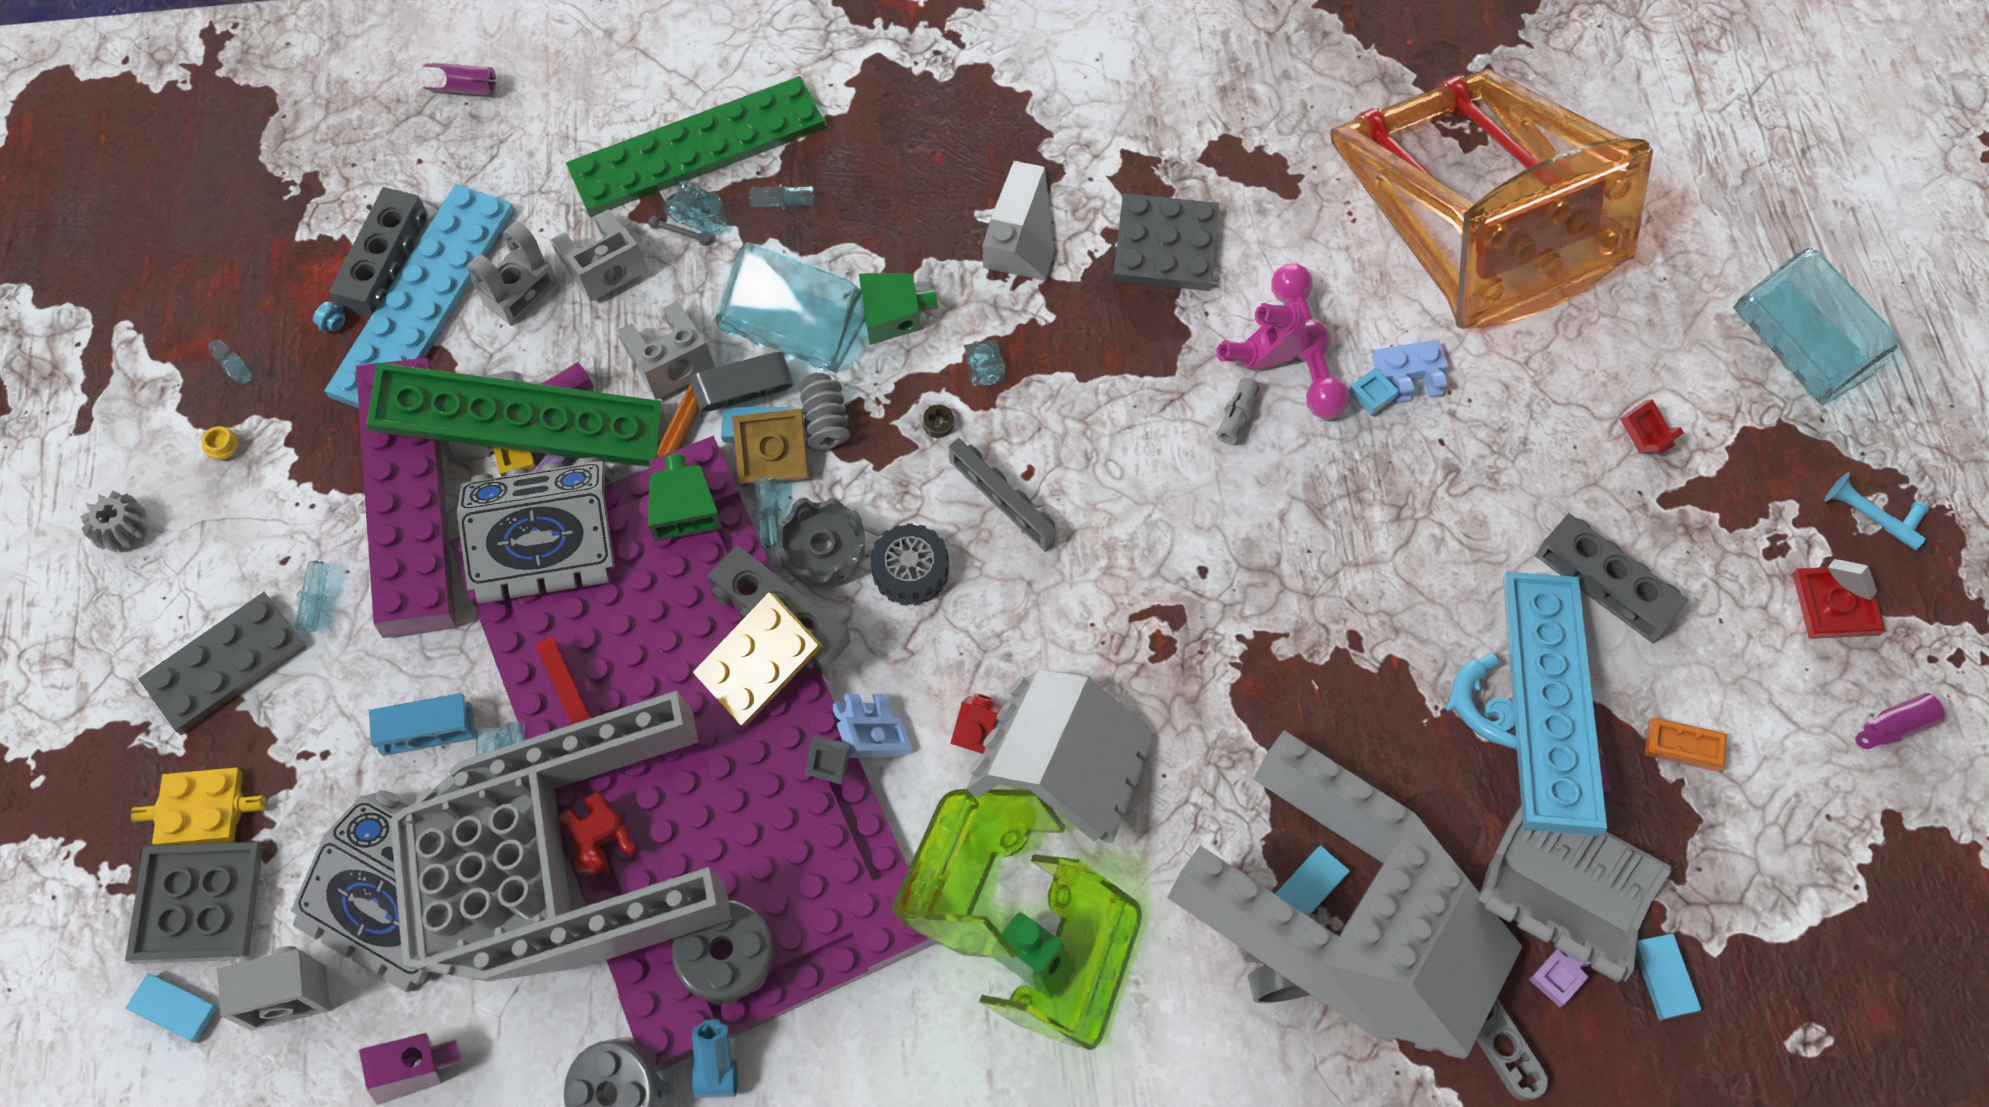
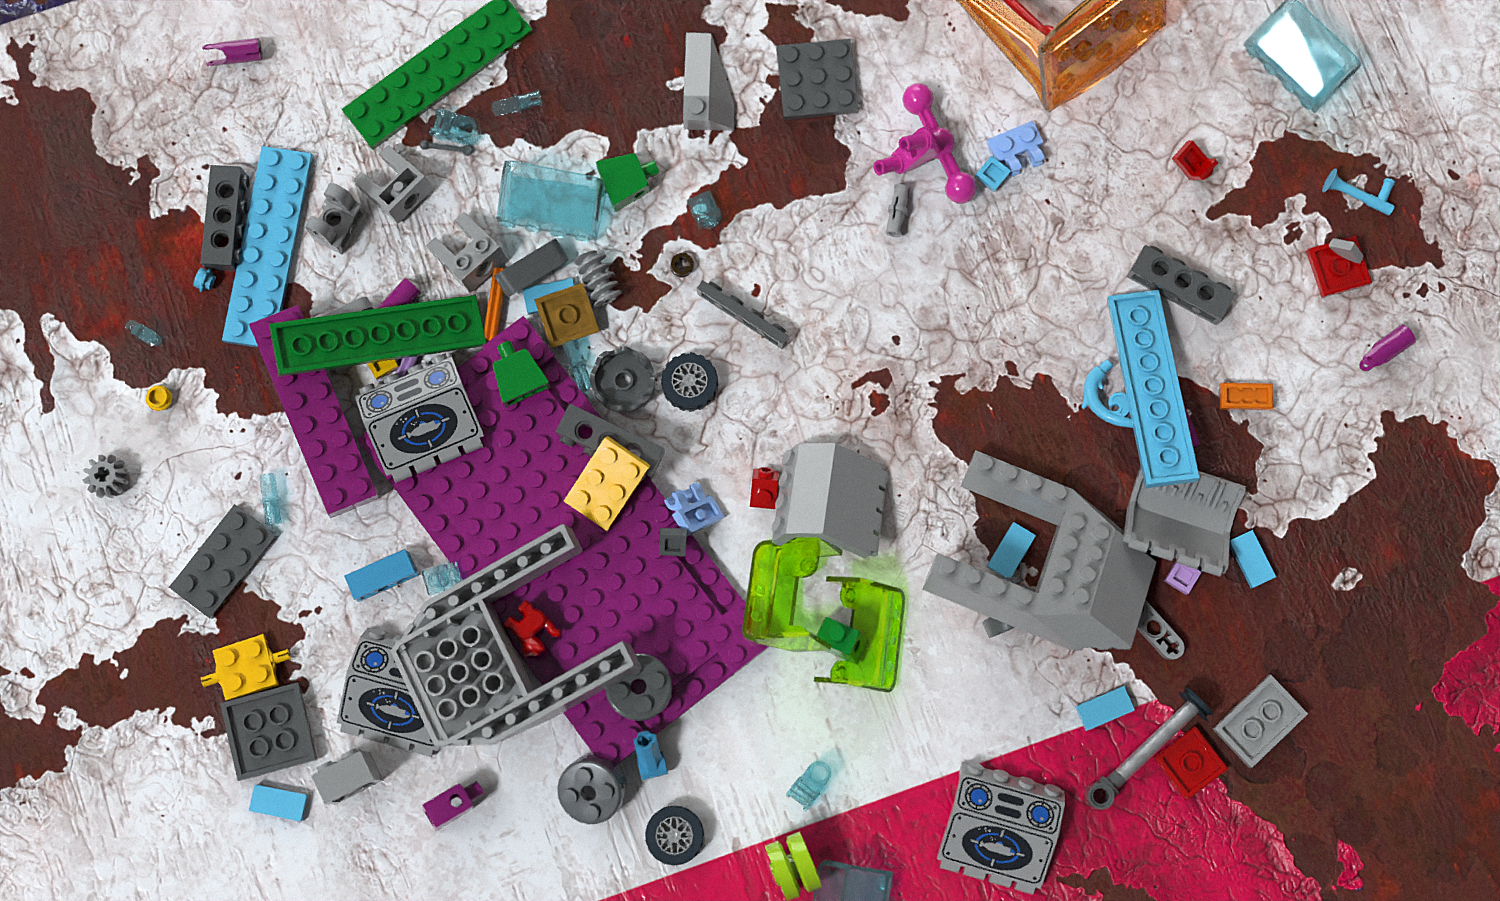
camera: 15 degrees left, 15 degrees up
(562, 680) = (477, 529): red beam -> none

